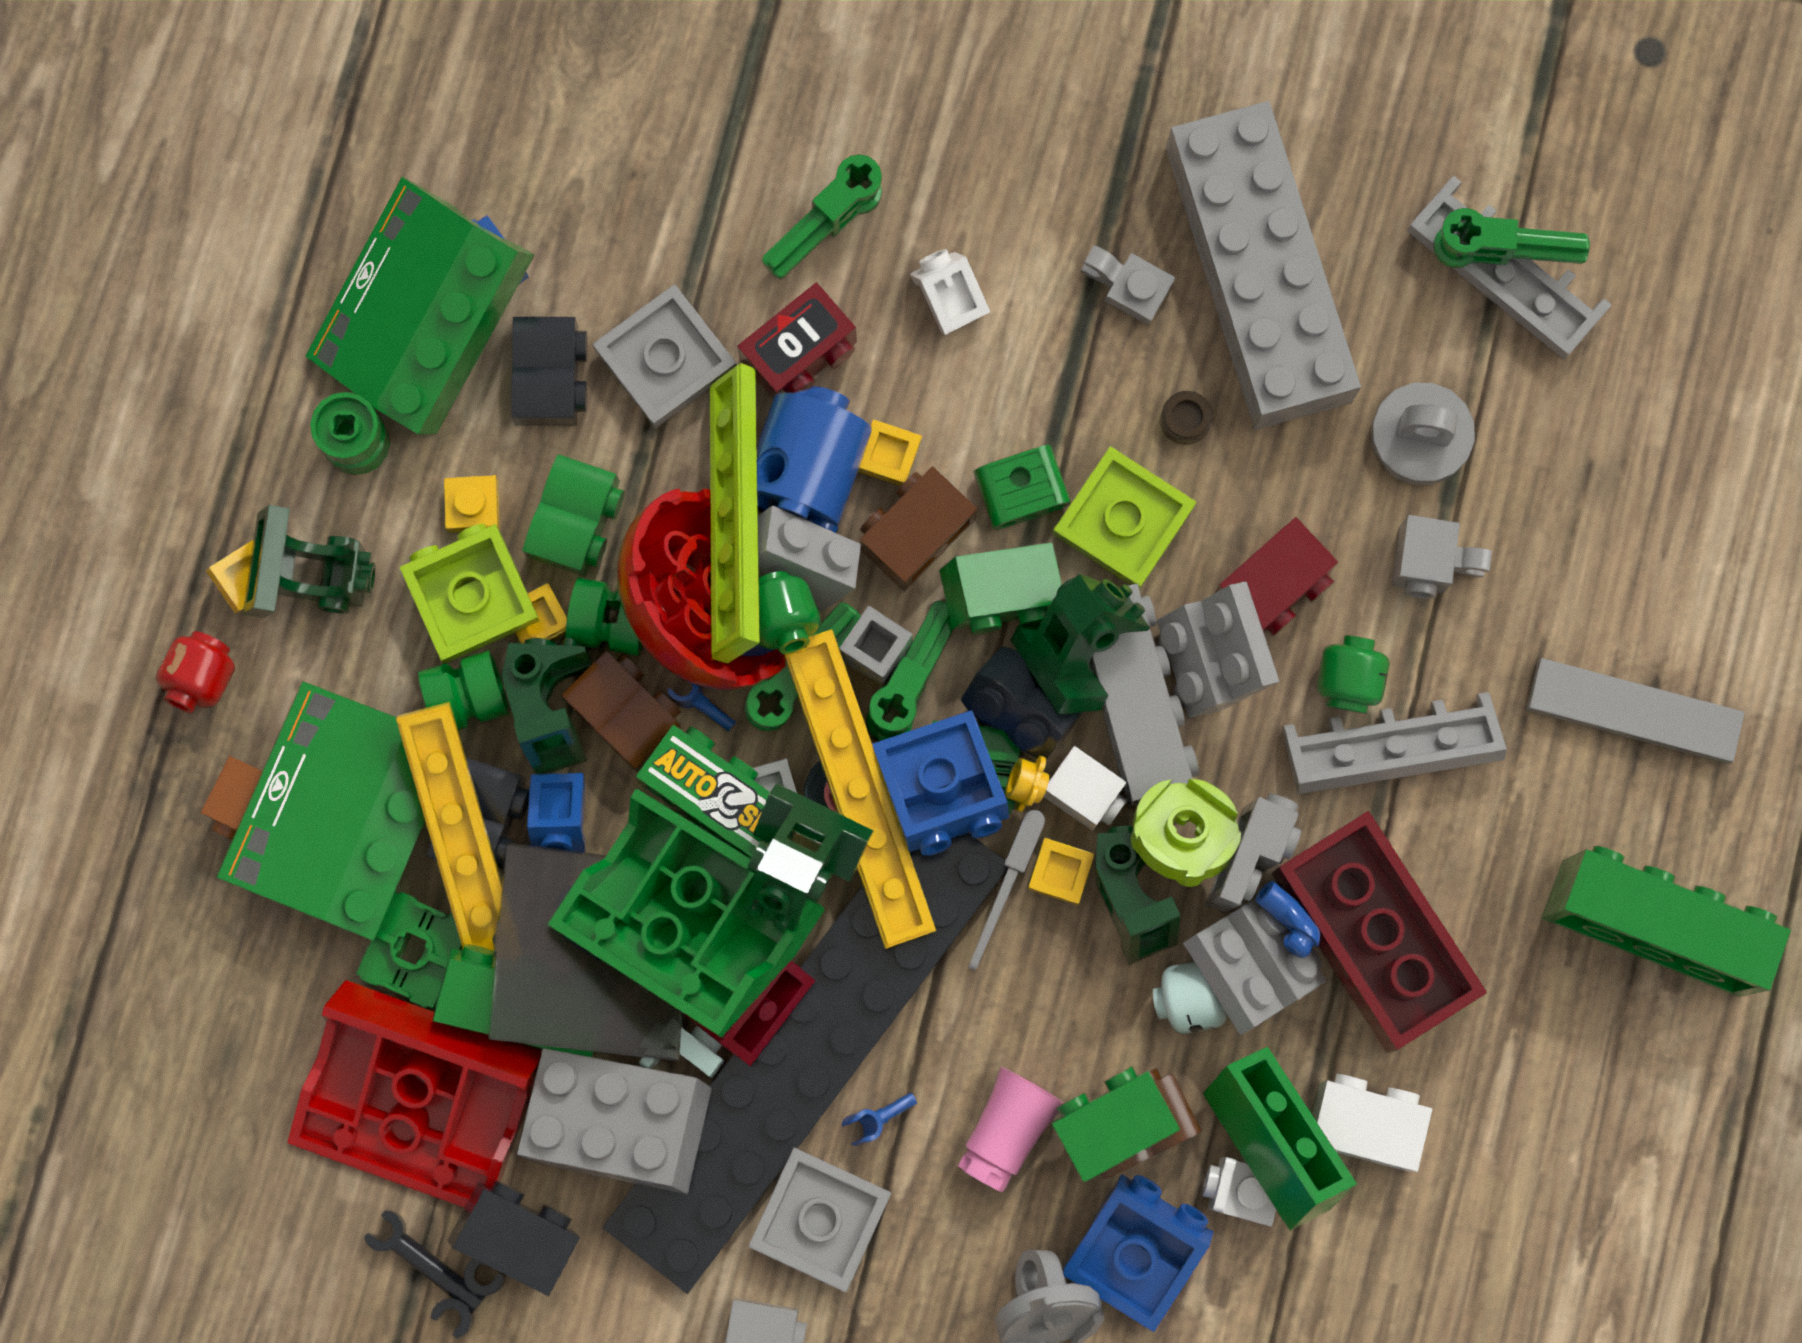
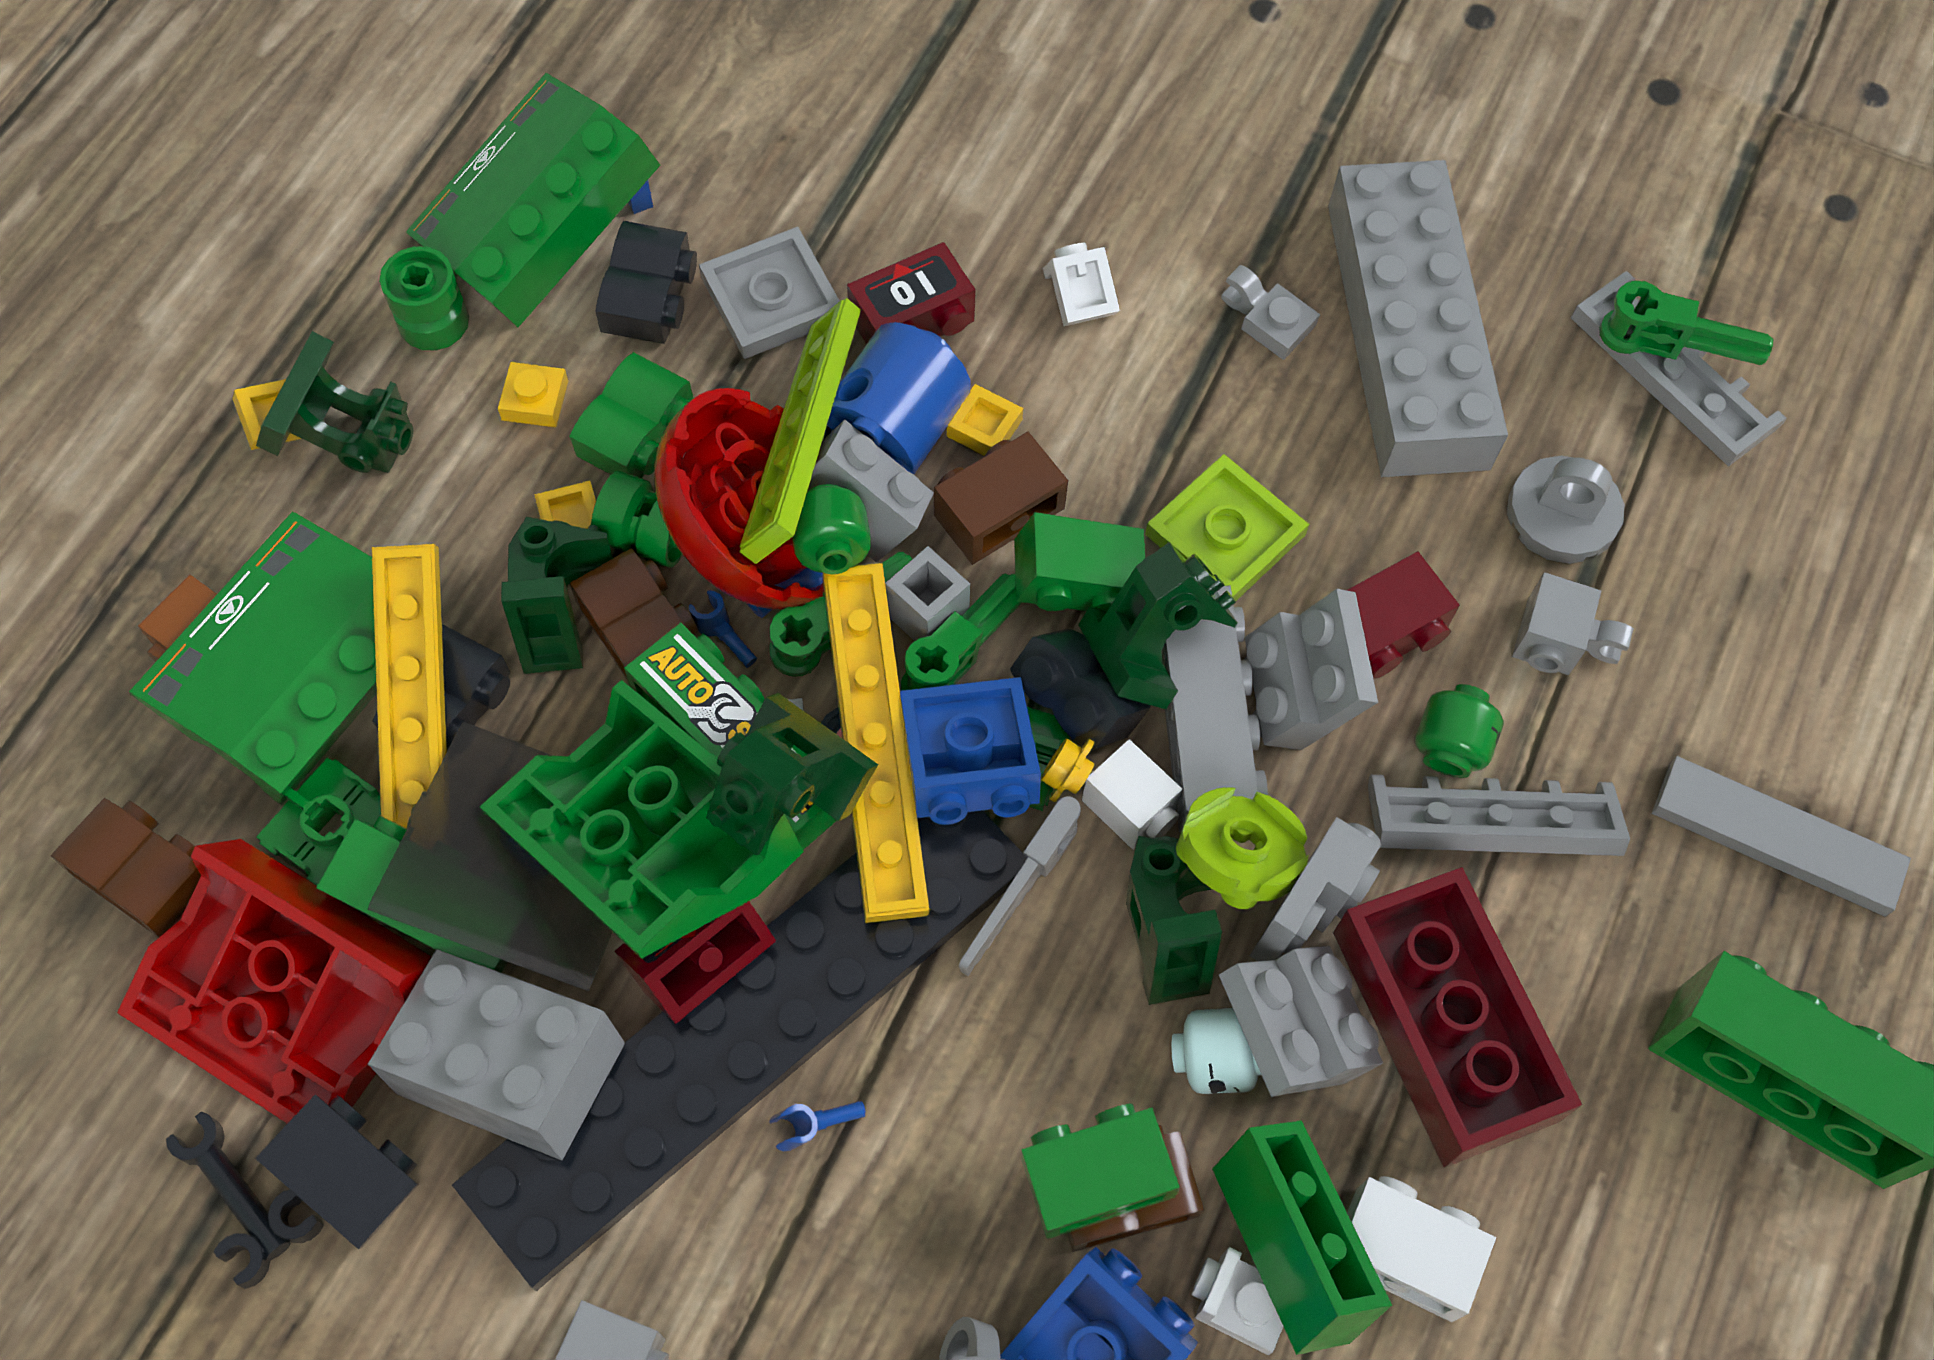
camera: 10 degrees right, 15 degrees down
(195, 671) = (187, 493): red head -> none
(261, 1020) = (131, 864): none -> reddish brown brick
(468, 592) = (501, 467): lime plate -> none
(471, 689) = (470, 564): green wheel -> none
(557, 811) = (533, 706): blue bracket -> none
(698, 1049) = (619, 994): light aqua bracket -> none
(819, 1219) = (716, 1229): light grey plate -> none
(829, 213) = (978, 193): green connector -> none
(1008, 1129) = (967, 1162): bright pink plant -> none
(1022, 487) = (1120, 481): green piece -> none
(1061, 871) = (1088, 881): yellow plate -> none
(1186, 417) = (1310, 449): dark brown tile -> none
(1289, 912) = (1364, 988): blue arm -> none

